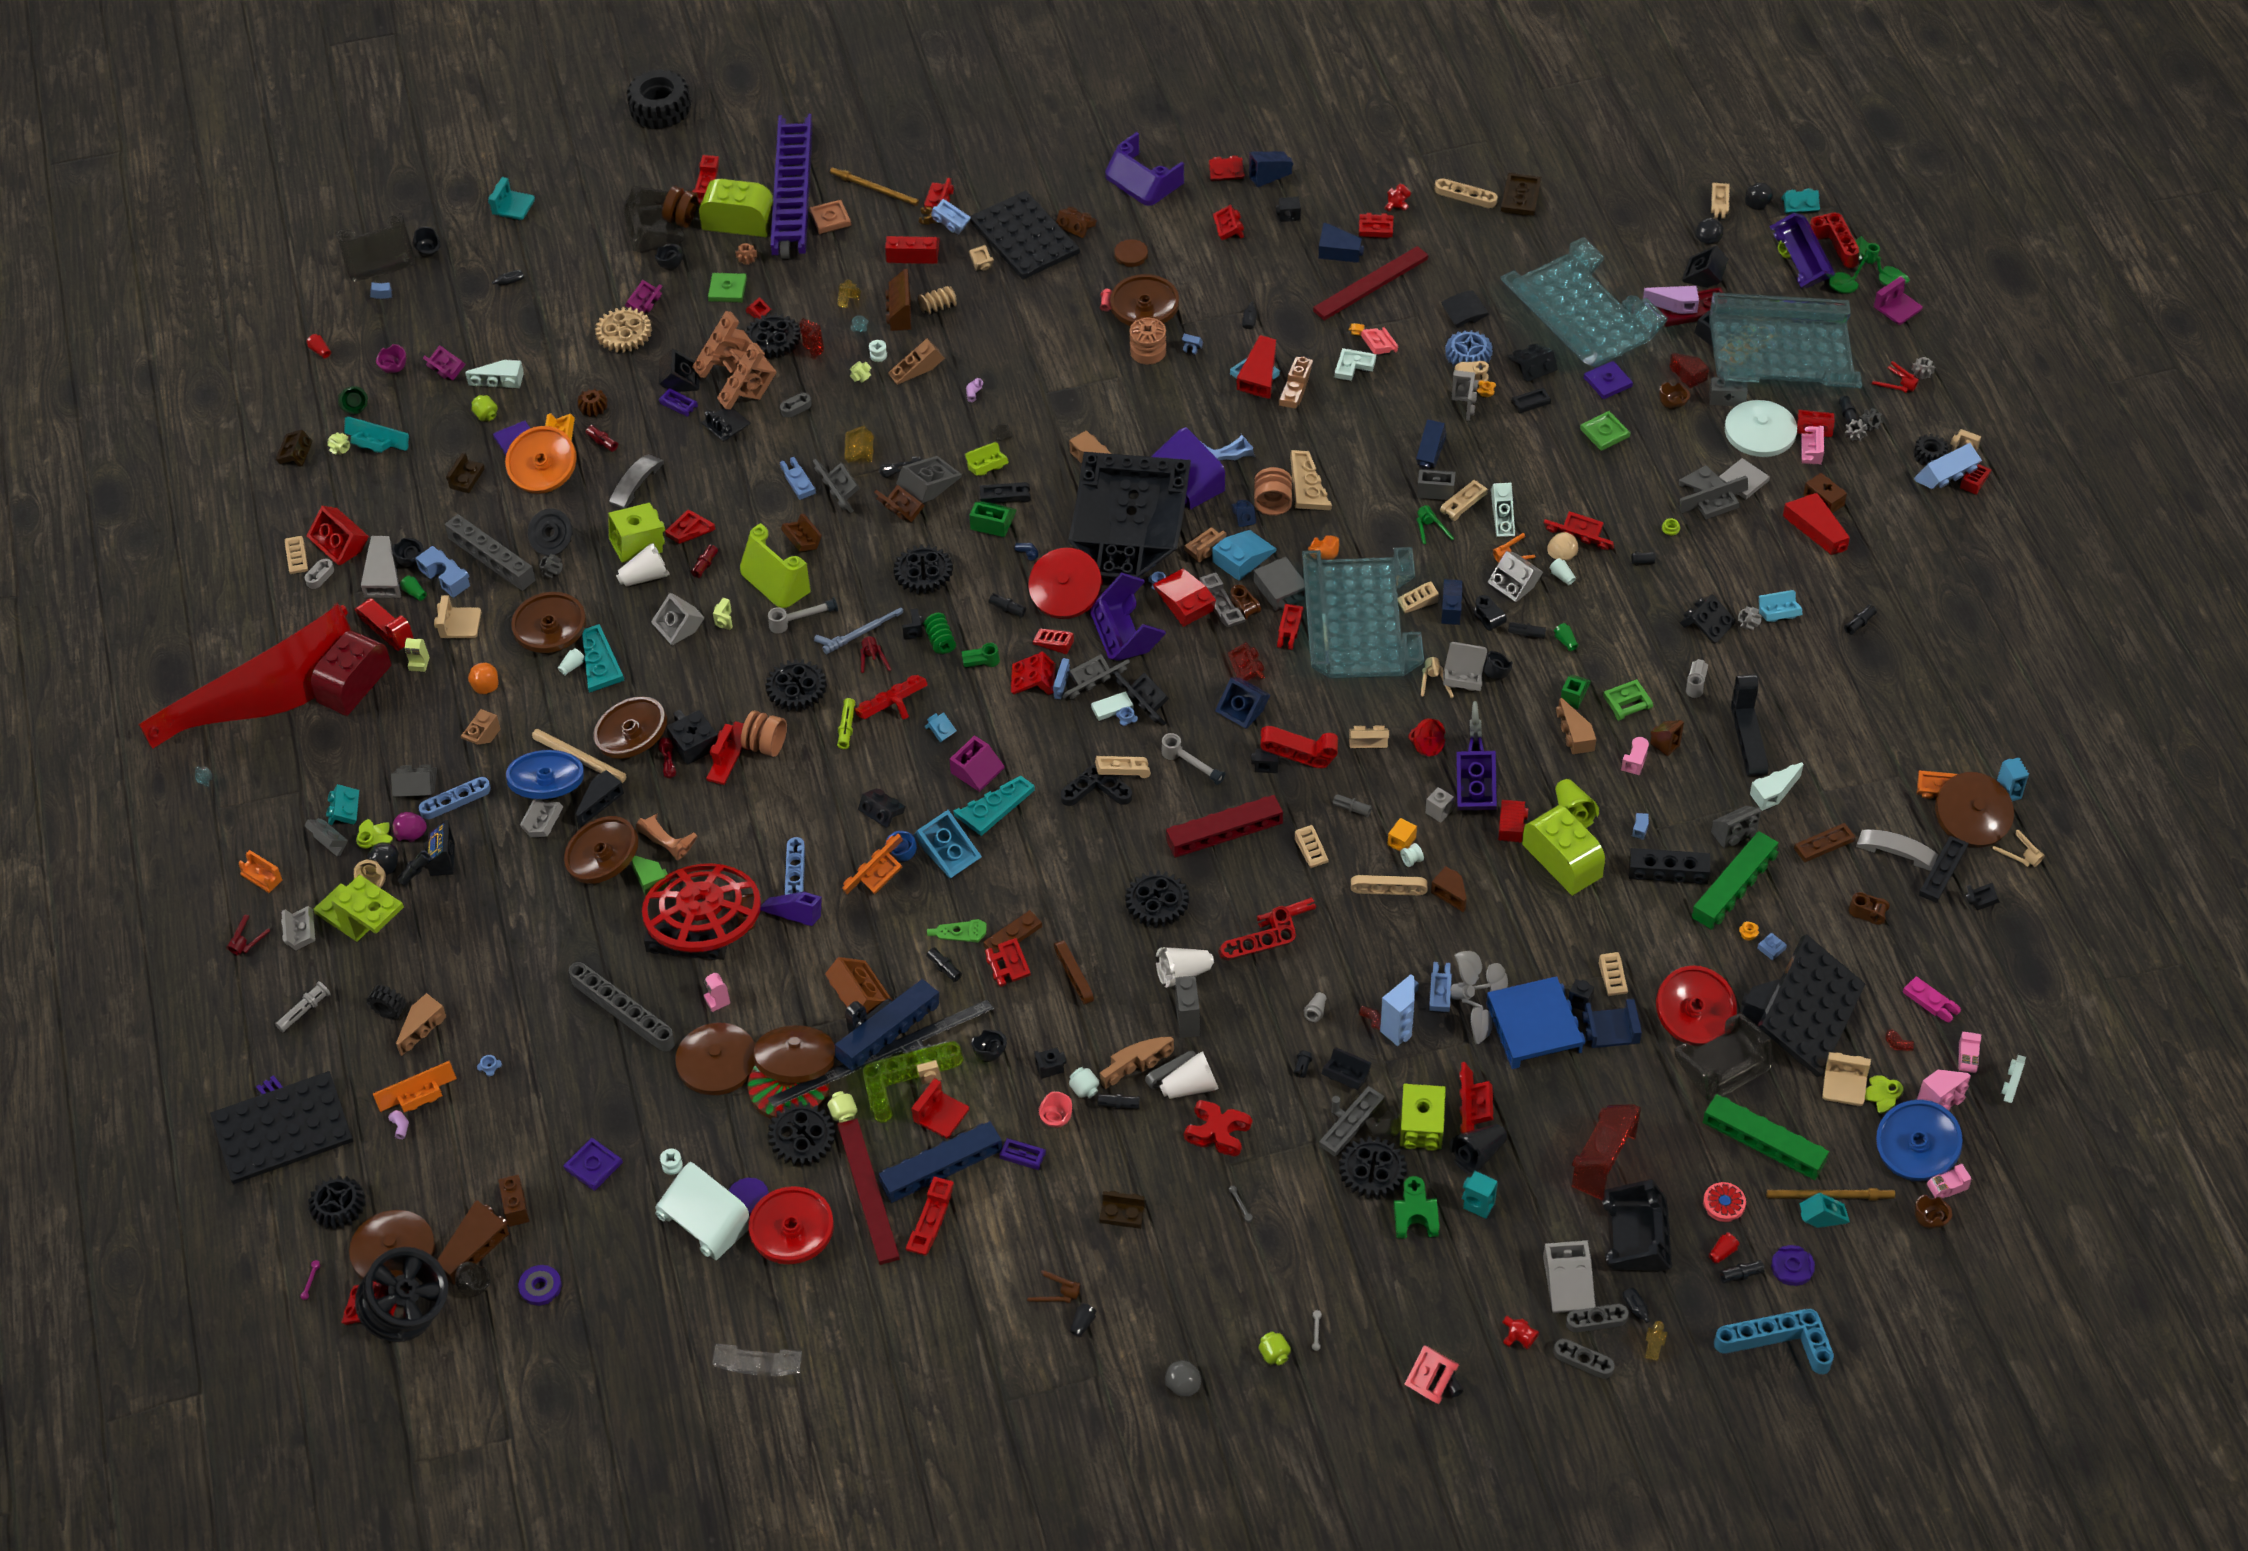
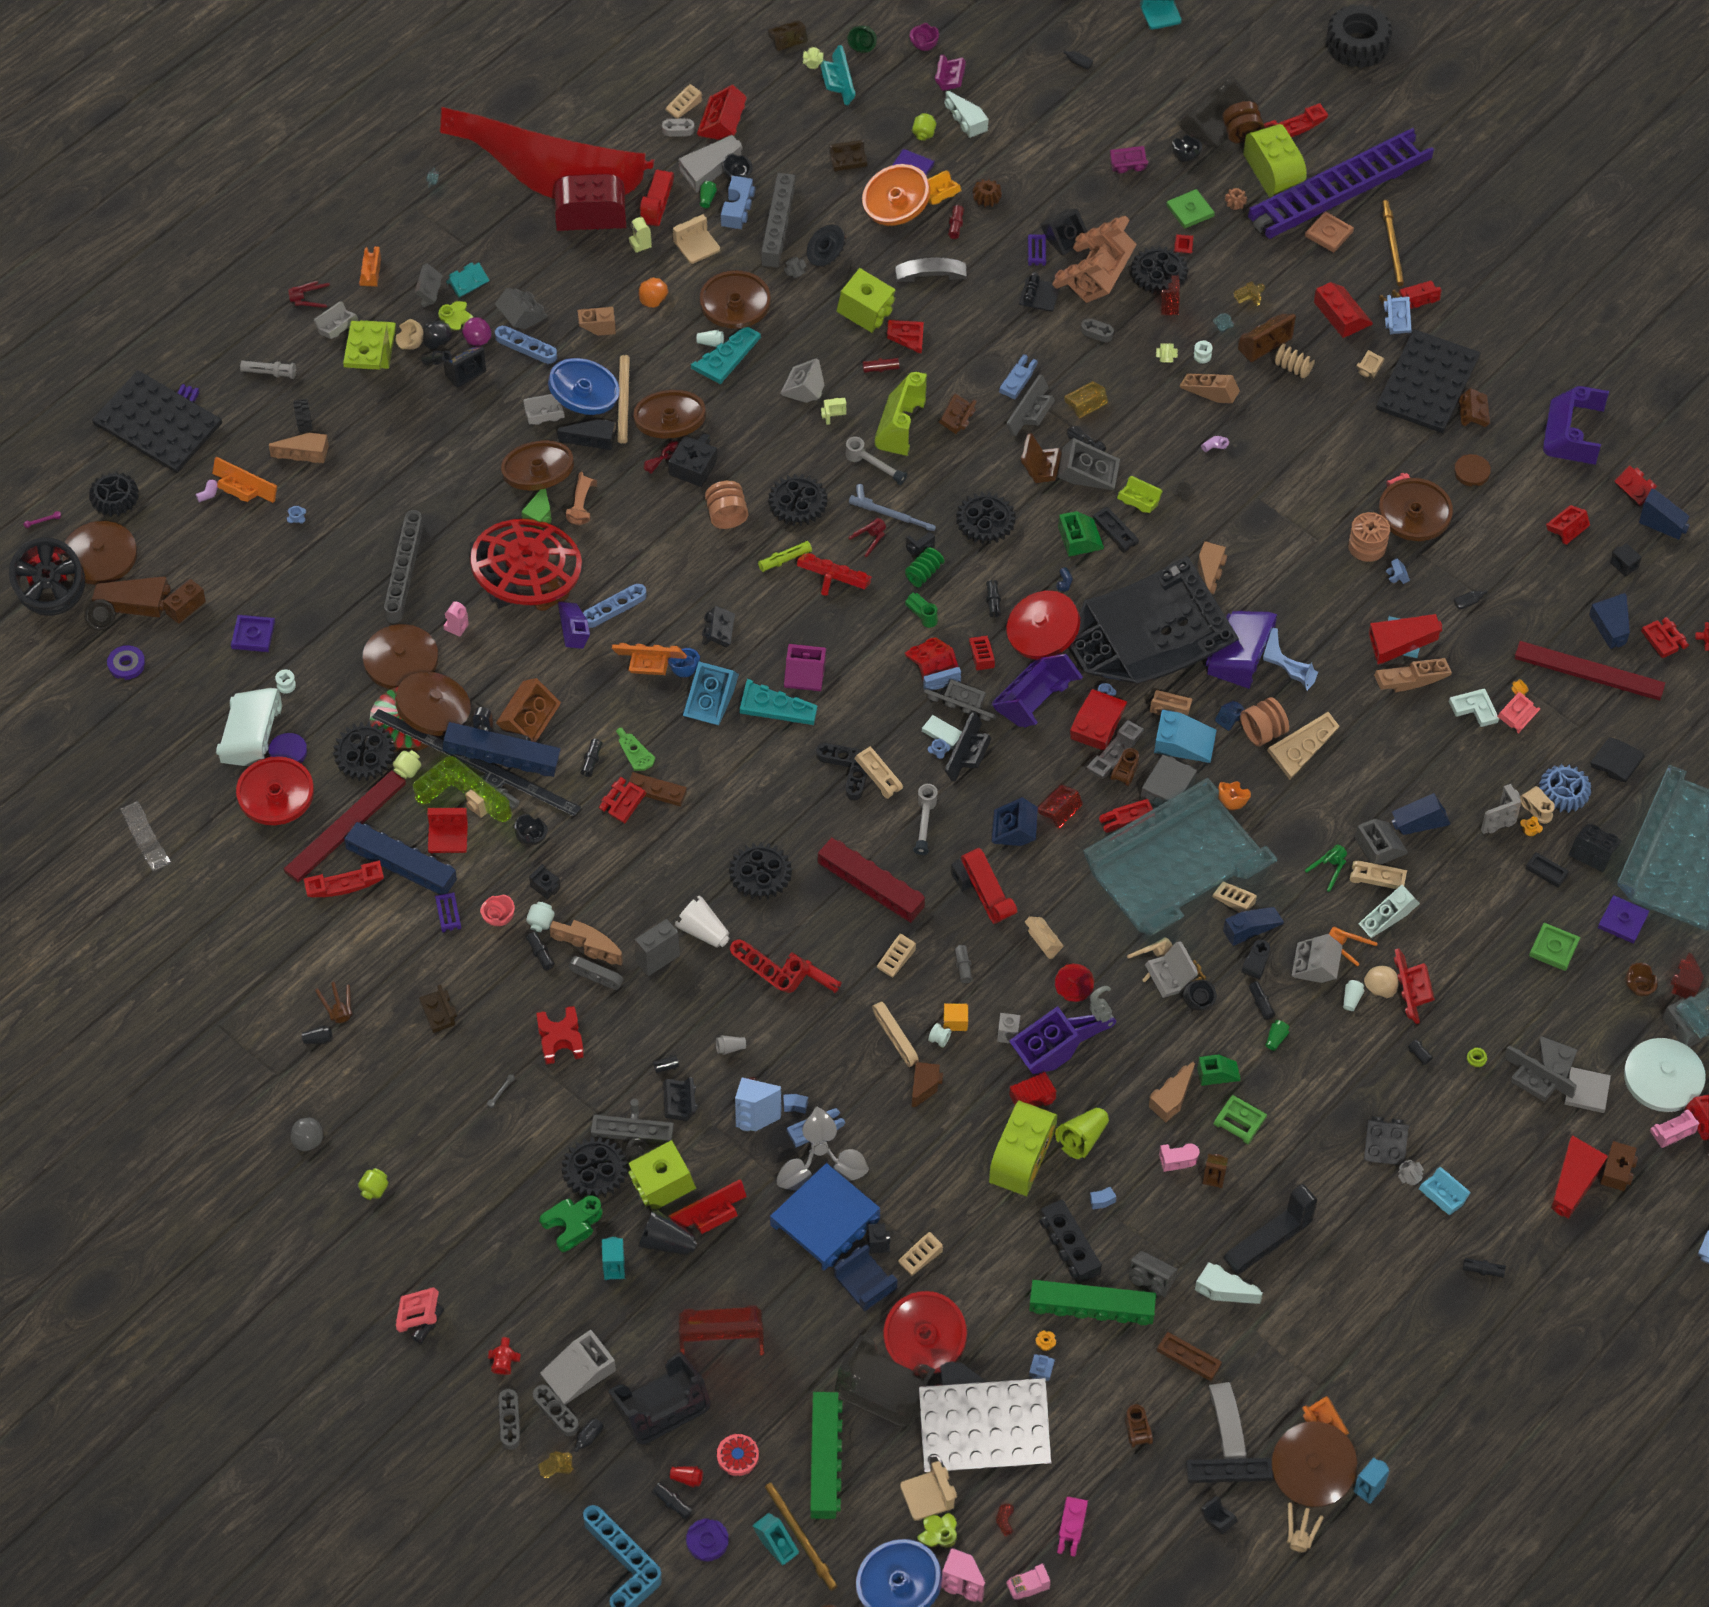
camera: 55 degrees right, 5 degrees up
(623, 329) = (1070, 169): tan gear -> none
(643, 567) = (840, 328): white cone -> none
(725, 752) = (690, 491): red bracket -> none
(940, 726) = (828, 622): dark azure bracket -> none
(1073, 972) = (645, 851): reddish brown beam -> none
(1189, 1078) = (594, 990): white cone -> none
(1316, 1315) = (429, 1201): light grey hinge -> none
(1696, 679) = (1307, 1163): light grey piece -> none

